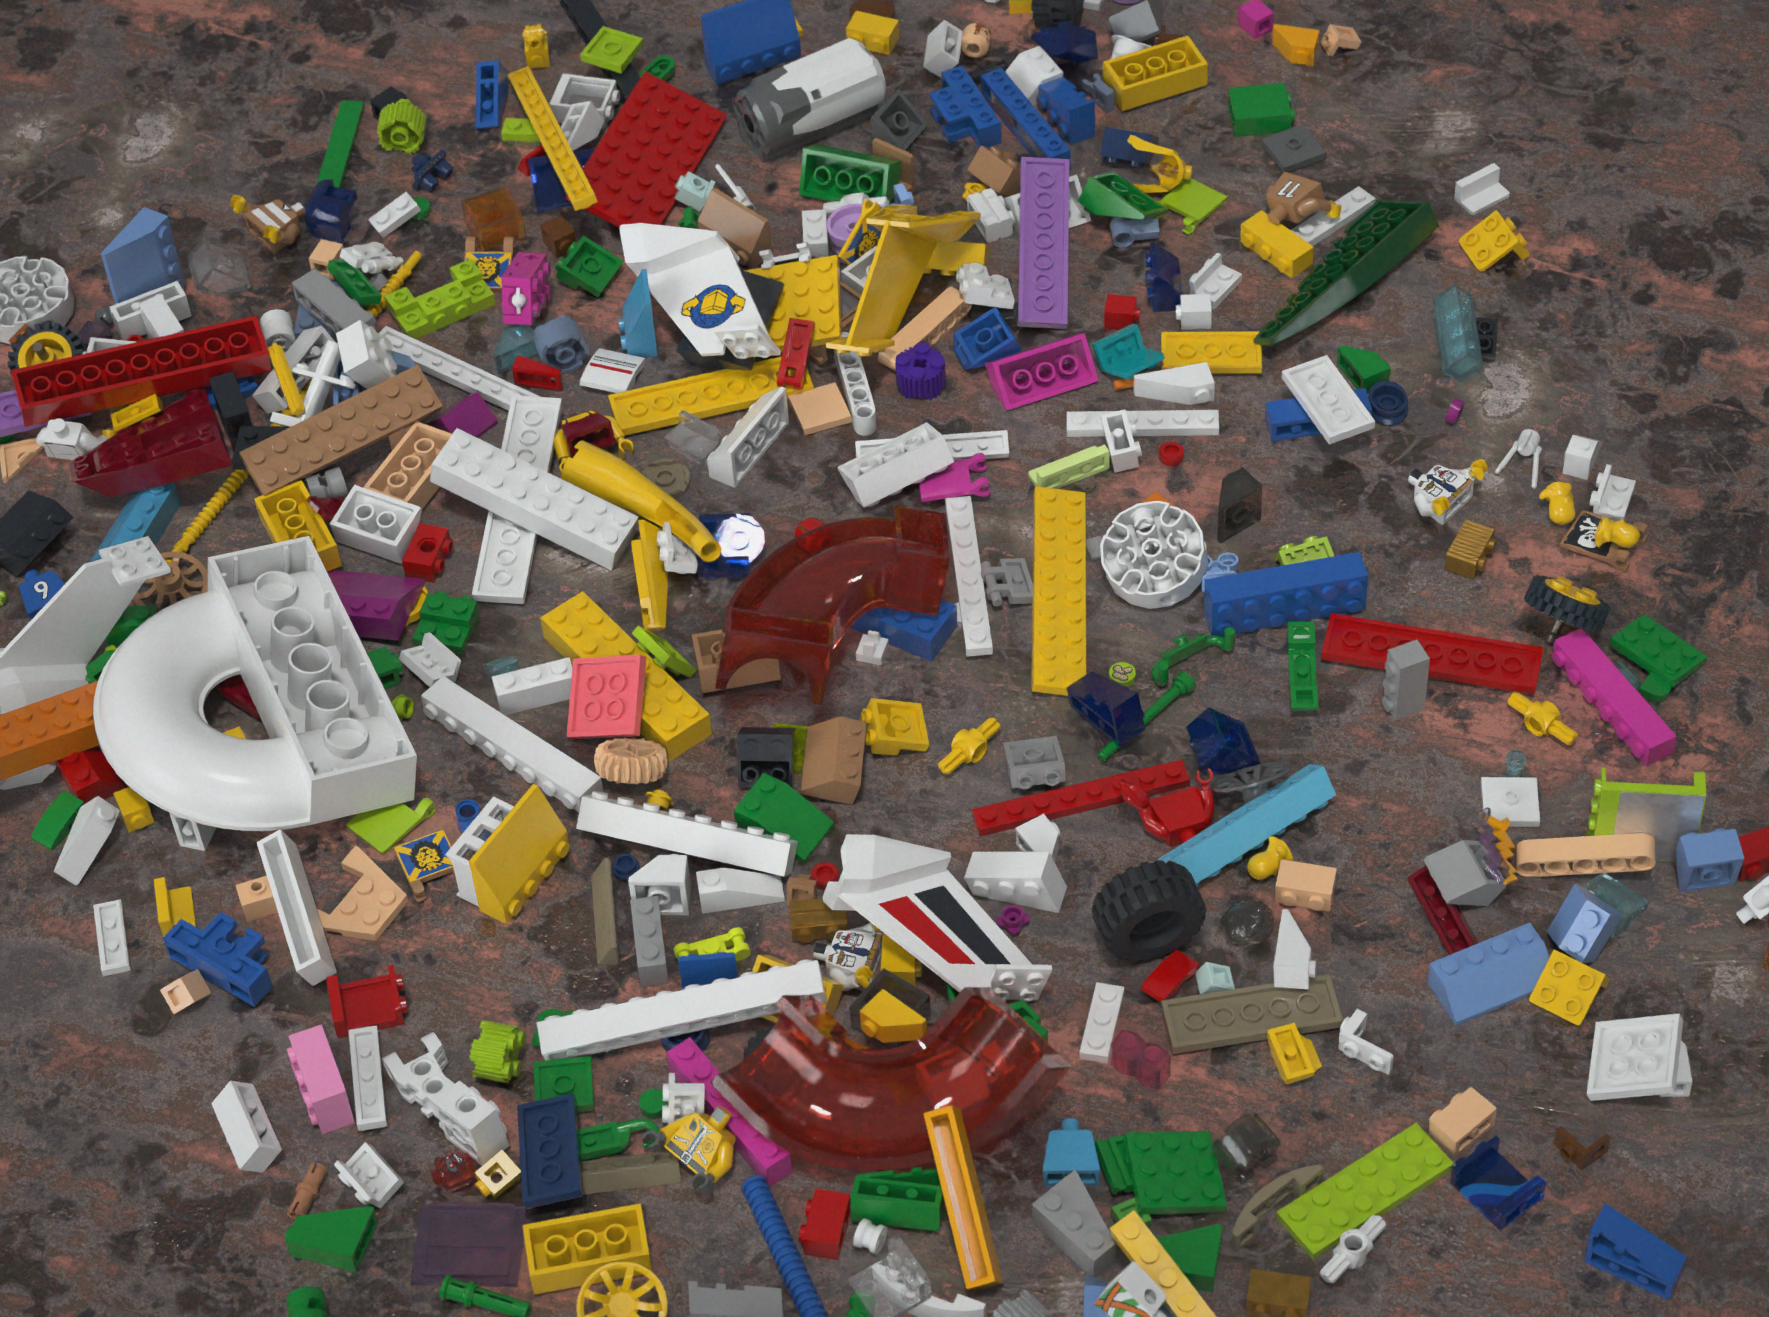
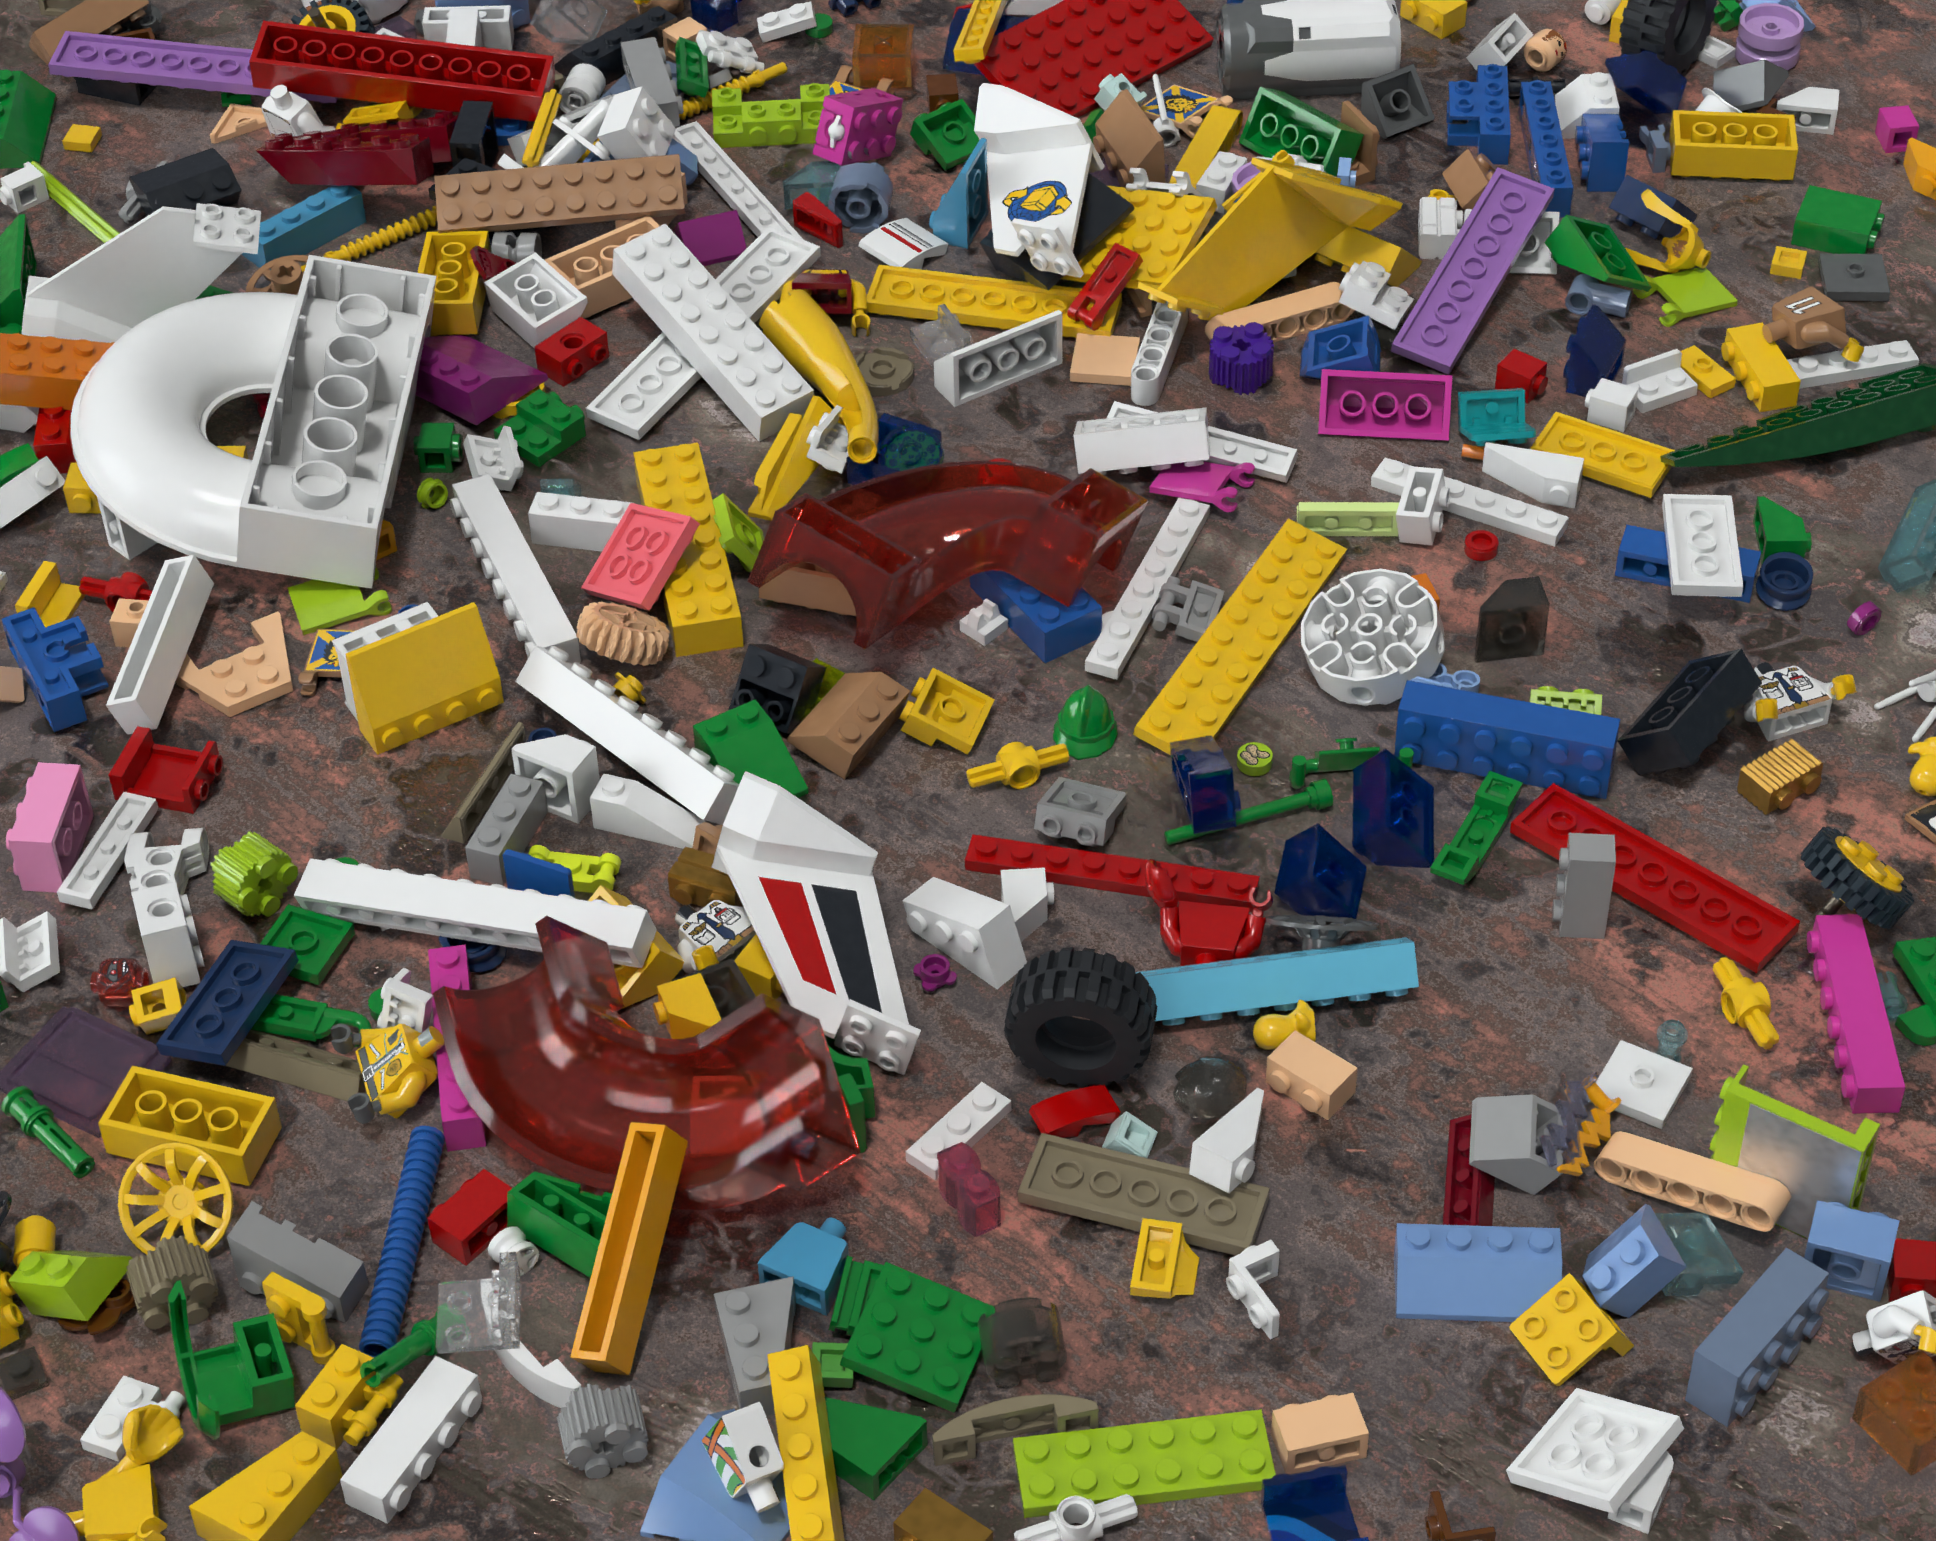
camera: 25 degrees right, 5 degrees down
(225, 878) = (125, 587): none -> red axle
(274, 285) = (606, 50): none -> black slope
(747, 179) = (1184, 107): none -> flag
(784, 212) = (1214, 135): none -> yellow beam
(994, 697) = (1086, 724): none -> green piece
(1191, 21) = (1813, 109): none -> white slope
(1240, 261) = (1708, 374): none -> yellow plate
(1240, 678) = (1392, 813): none -> clear blue slope
(1243, 153) = (1788, 262): none -> yellow tile
(1392, 525) = (1690, 712): none -> black brick
(1688, 941) = (1757, 1338): none -> sand blue brick

